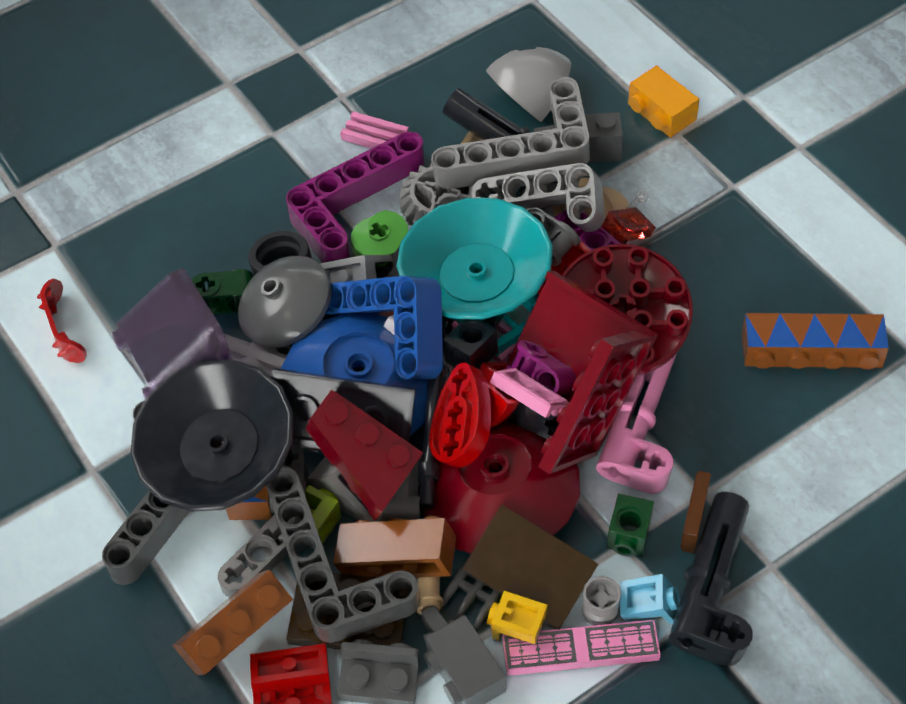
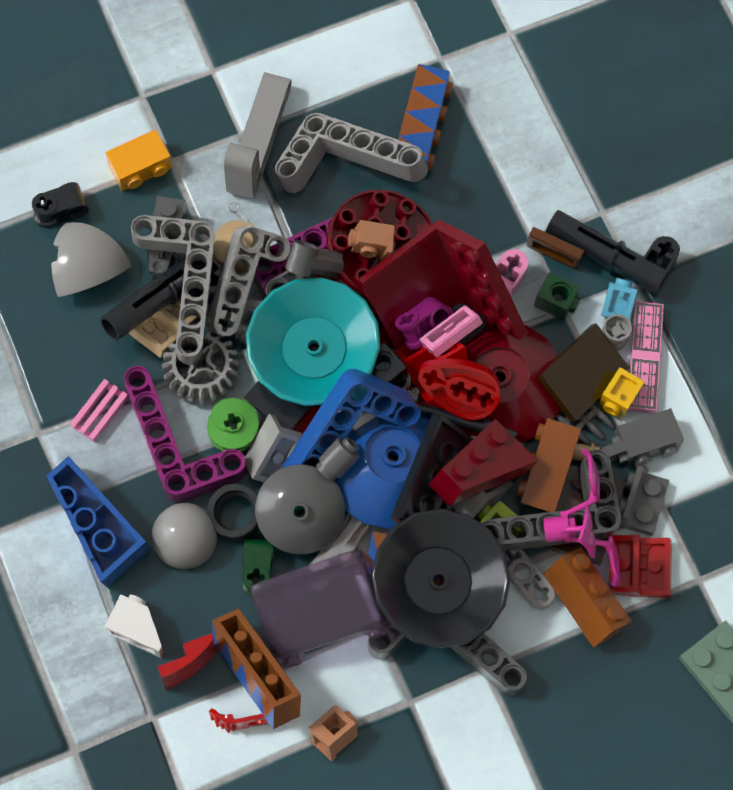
camera: 85 degrees left, 15 degrees up
(44, 394) = (333, 731): none -> nougat brick
(94, 299) = (256, 668): none -> dark orange brick
(103, 246) = (197, 655): none -> red slope
(144, 205) = (133, 624): none -> white slope
(244, 221) = (184, 536): none -> light grey piece
(248, 147) = (101, 528): none -> blue wedge
(266, 545) = (565, 528): none -> dark pink plant
(340, 309) = (338, 458): none -> dark grey brick
(567, 222) = (309, 259): none -> dark grey piece
(589, 50) = (61, 204): none -> black piece
(611, 277) = (372, 239): none -> nougat brick
(627, 225) = (271, 220): clear red bracket -> none
(724, 193) = (247, 161): none -> light grey beam
(739, 240) = (330, 135): none -> light grey beam

